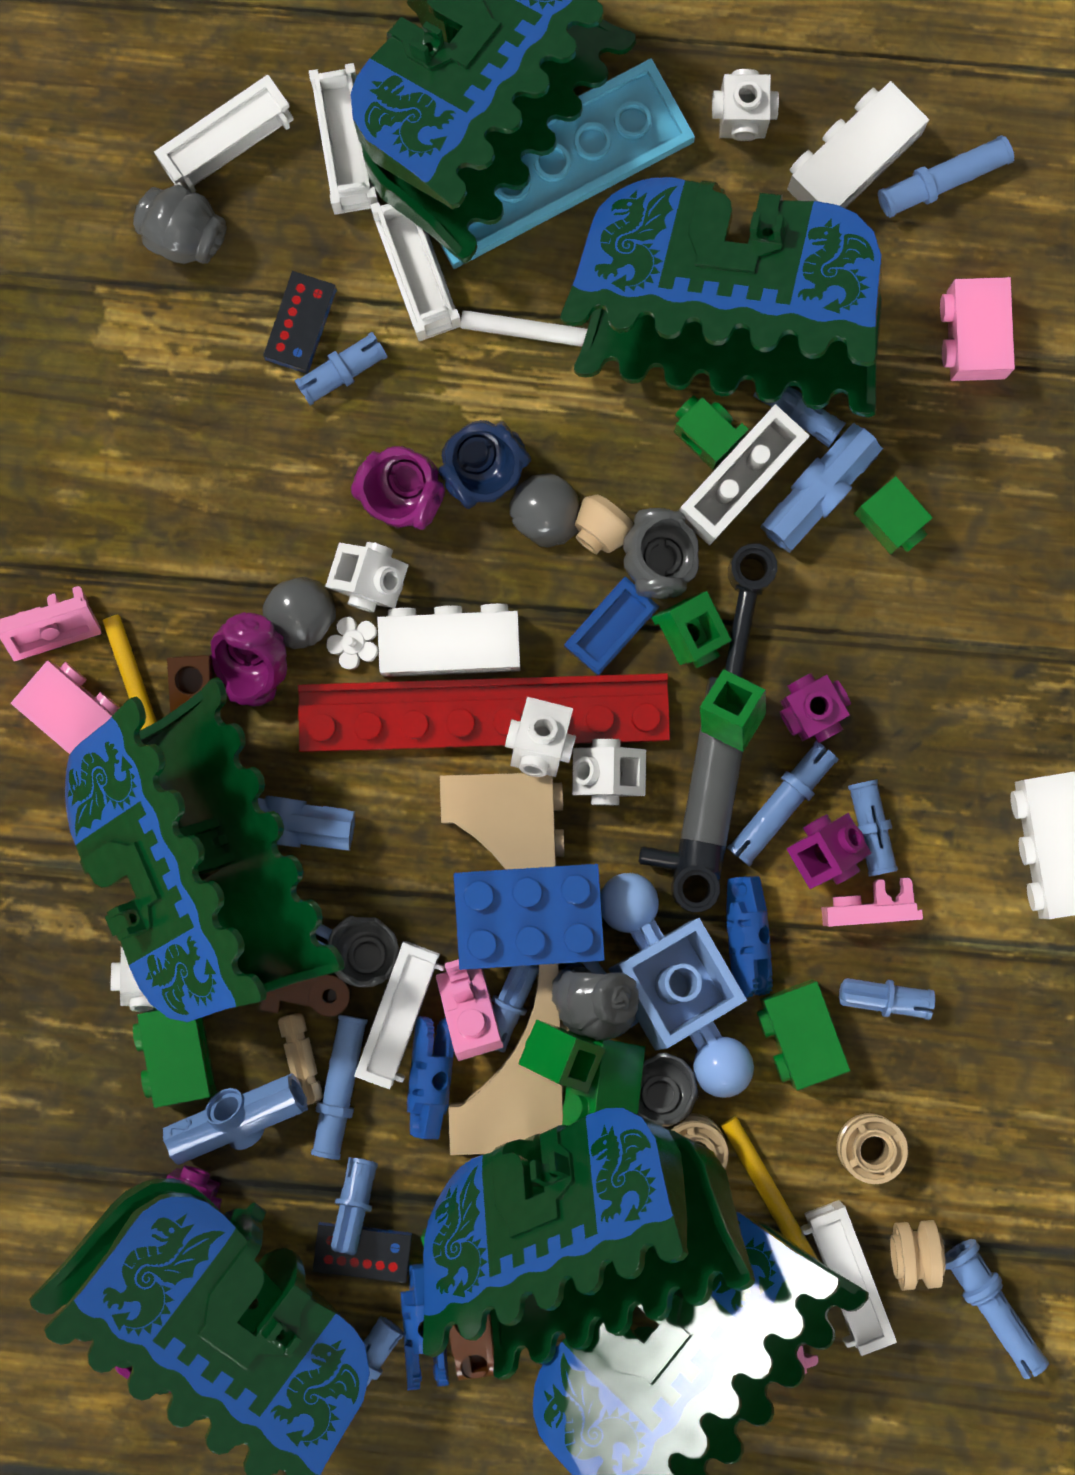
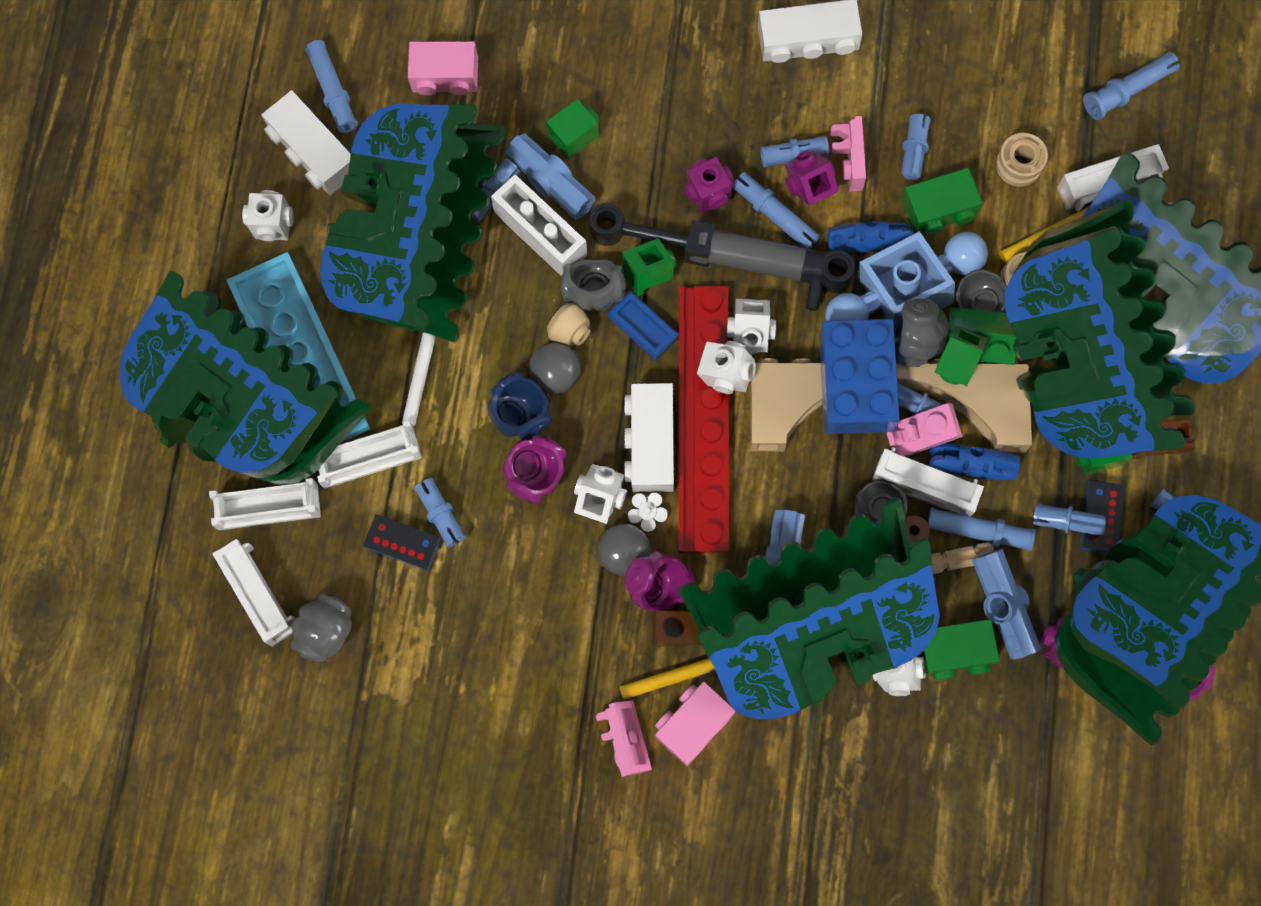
camera: 85 degrees left, 10 degrees down
(413, 1314) = (1157, 472): blue hinge -> none
(708, 430) = (504, 251): green brick -> none
(733, 710) = (712, 228): green brick -> none
(917, 1255) = (1096, 131): tan wheel -> none

